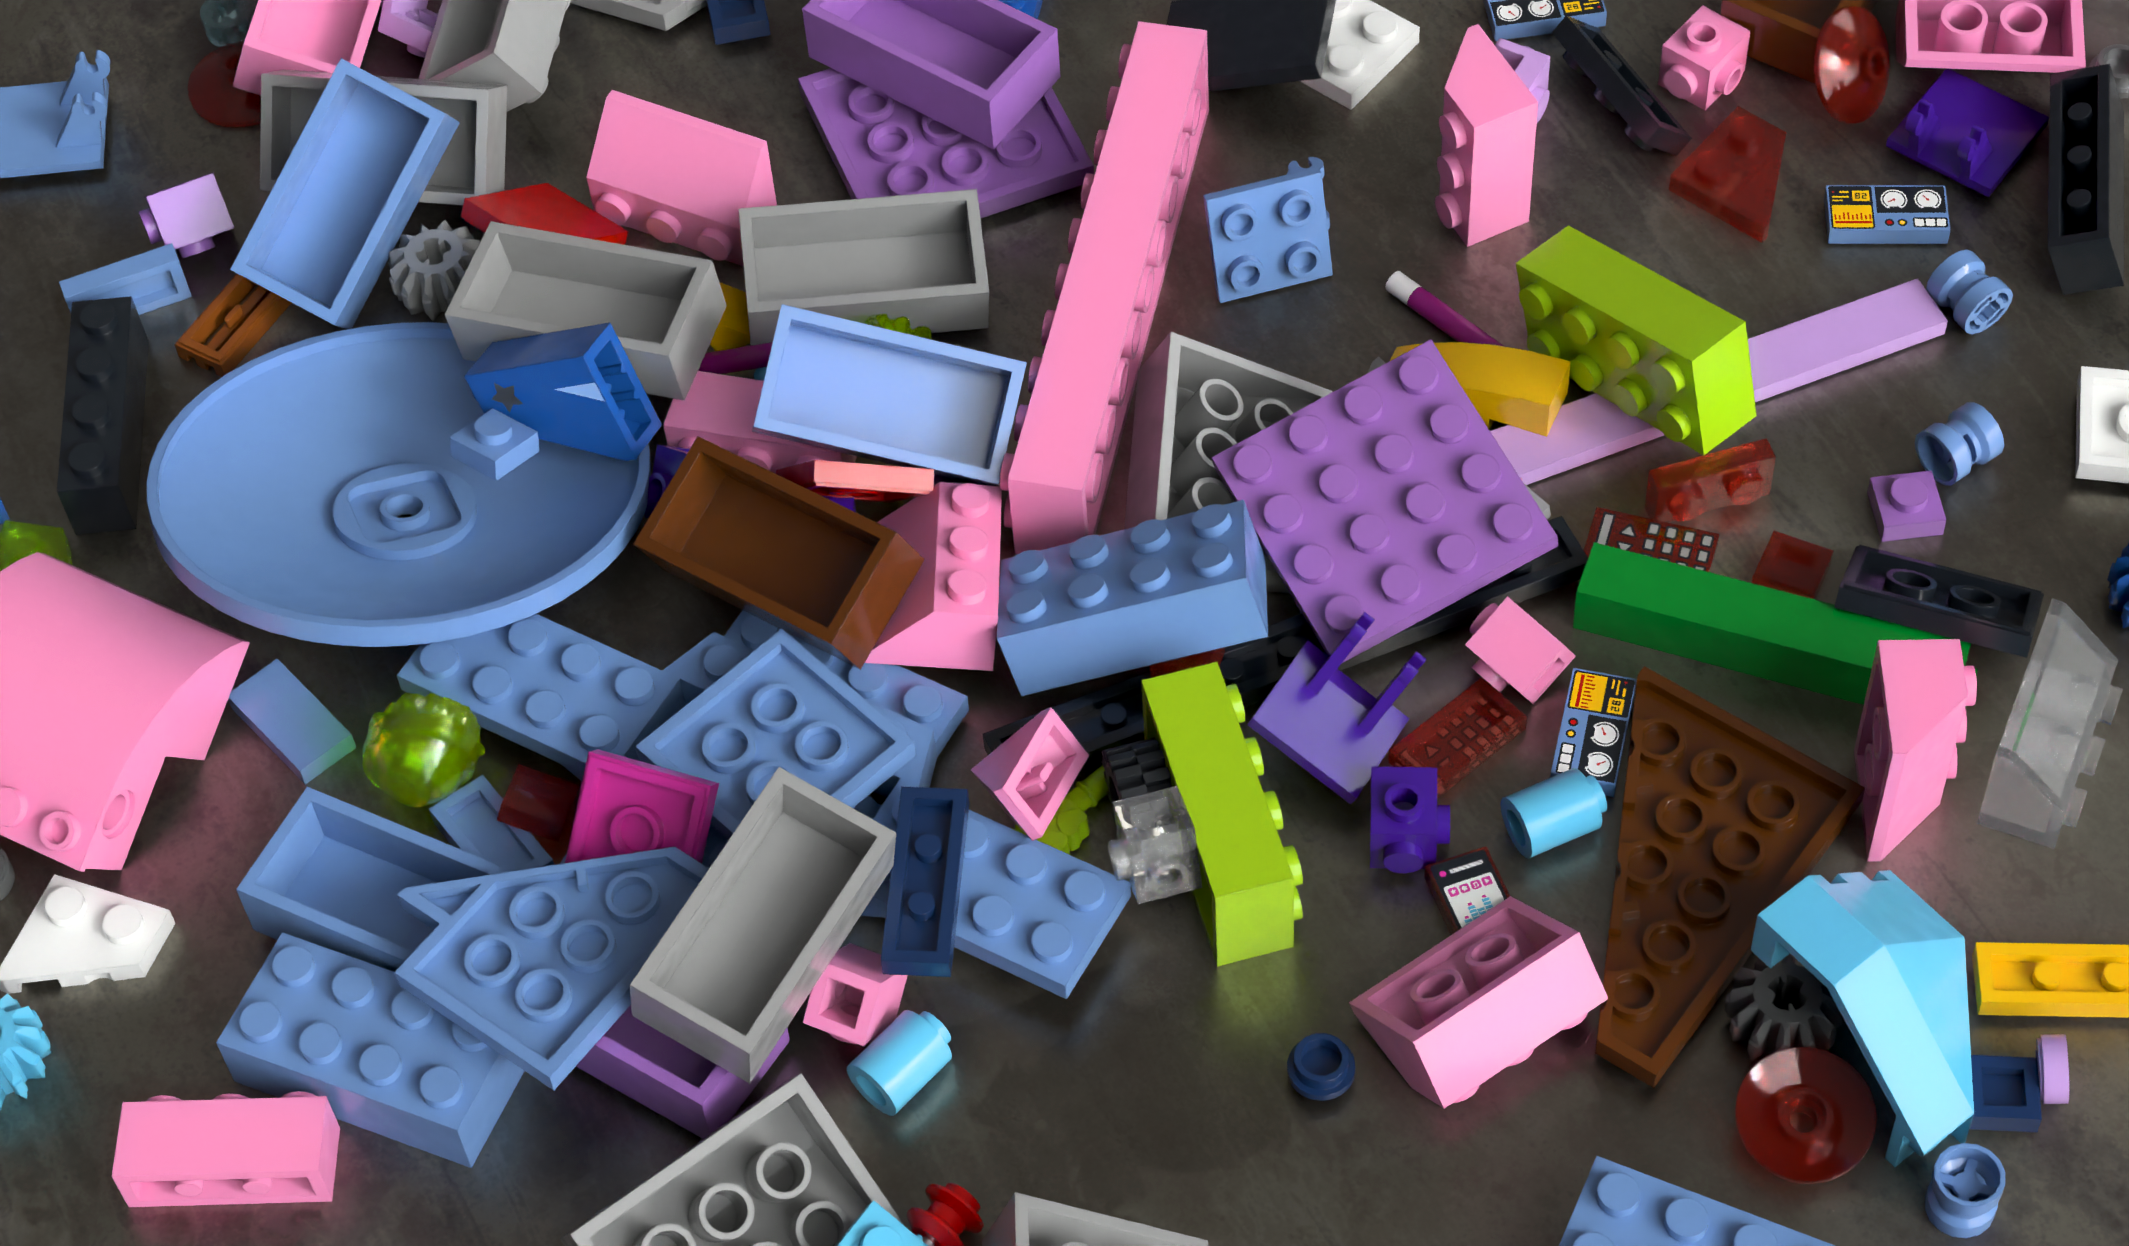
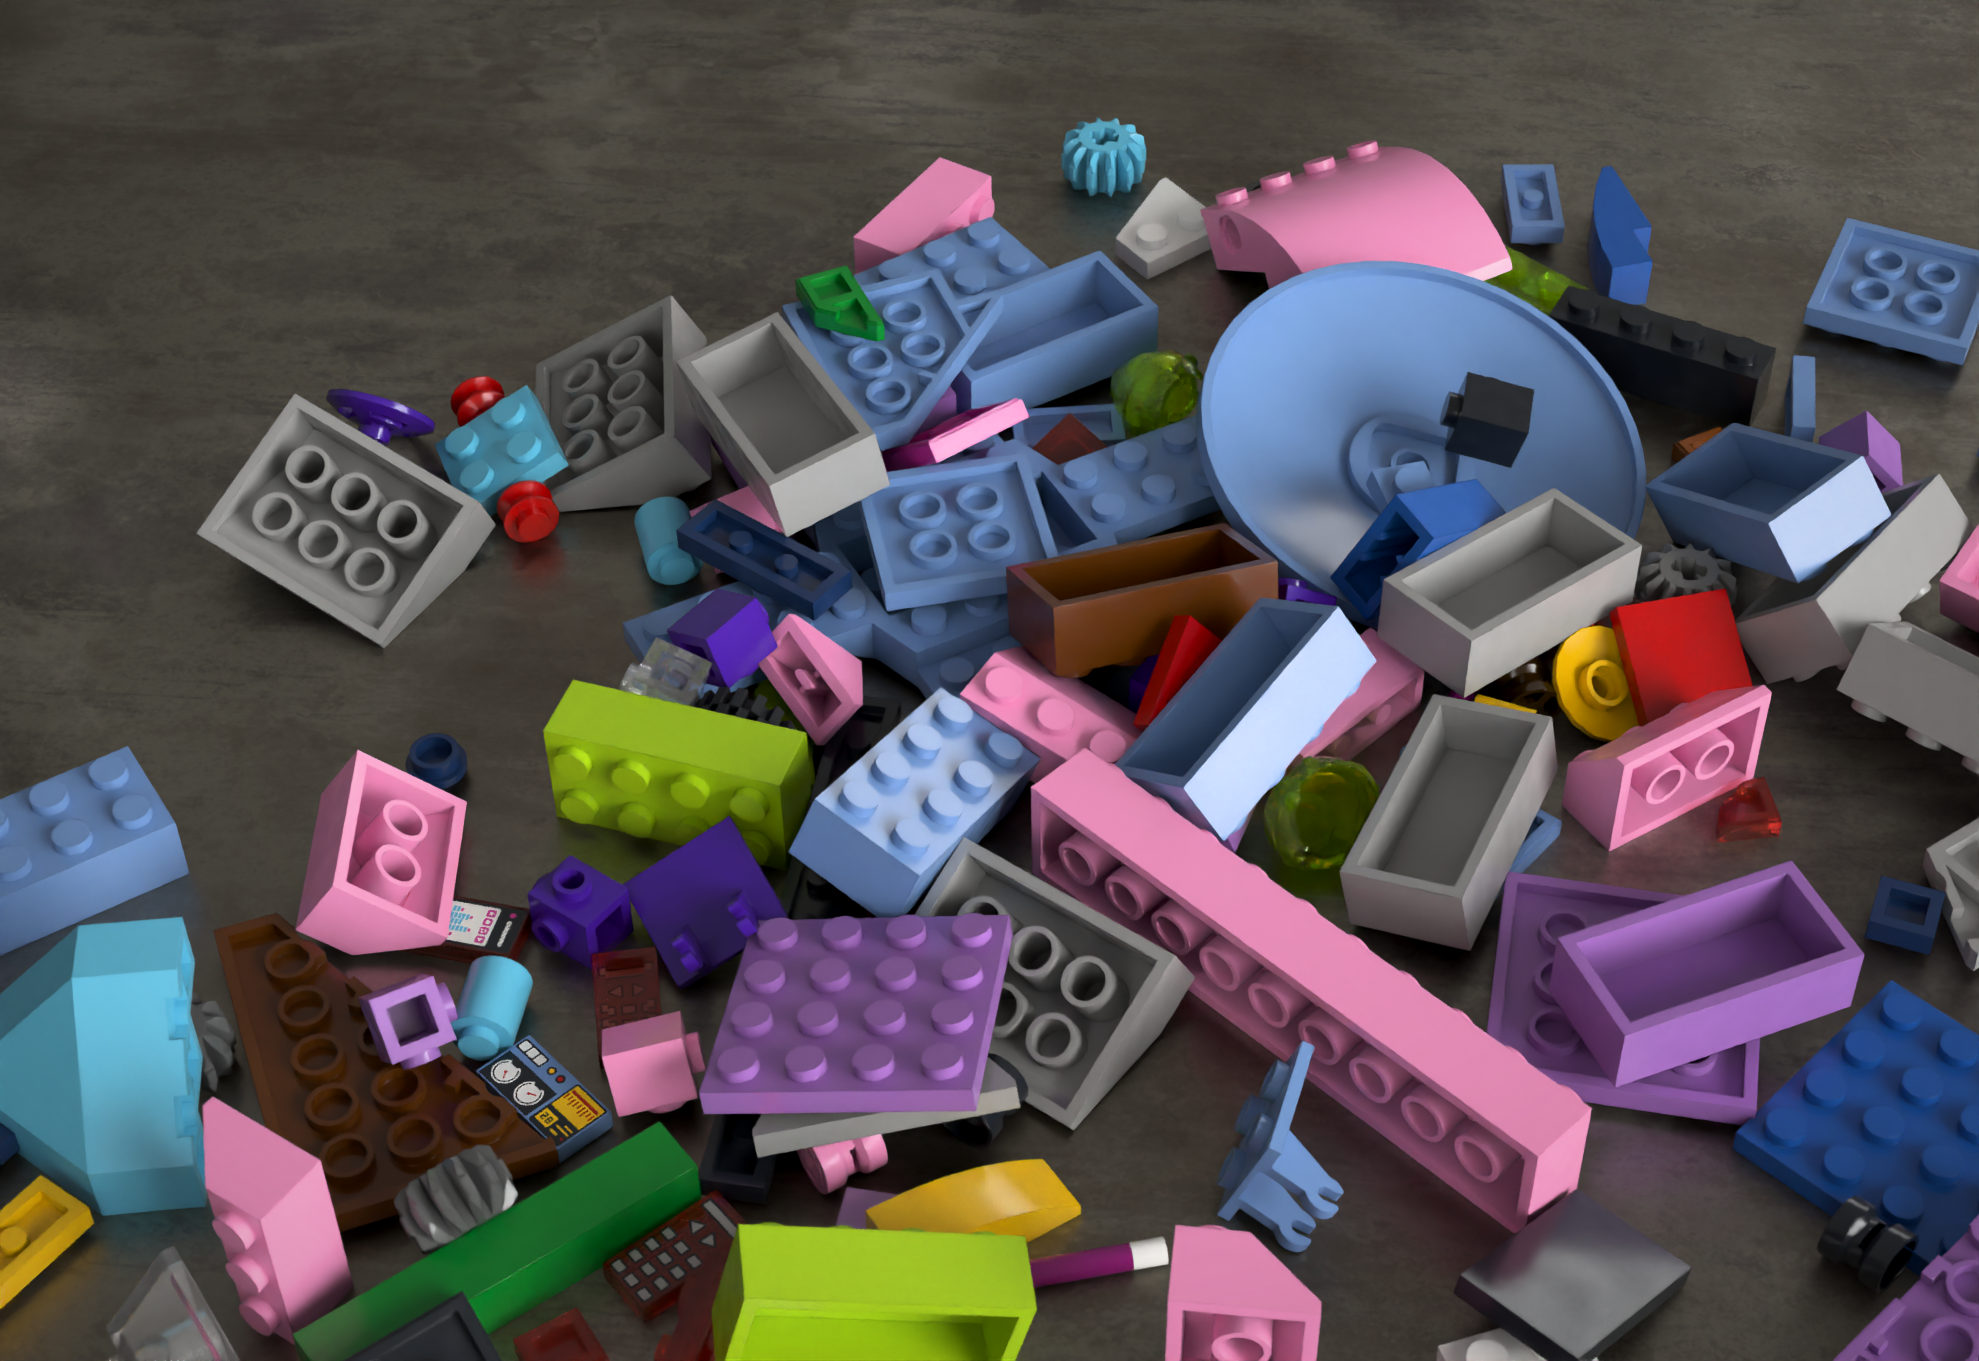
camera: 120 degrees right, 10 degrees down
(359, 413) = (1487, 419): none -> black brick
(523, 1011) = (839, 304): none -> green tile
(1064, 828) = (728, 632): none -> dark purple brick
(1643, 801) = (410, 1020): none -> medium lavender brick
(1746, 647) = (455, 1198): none -> dark grey gear

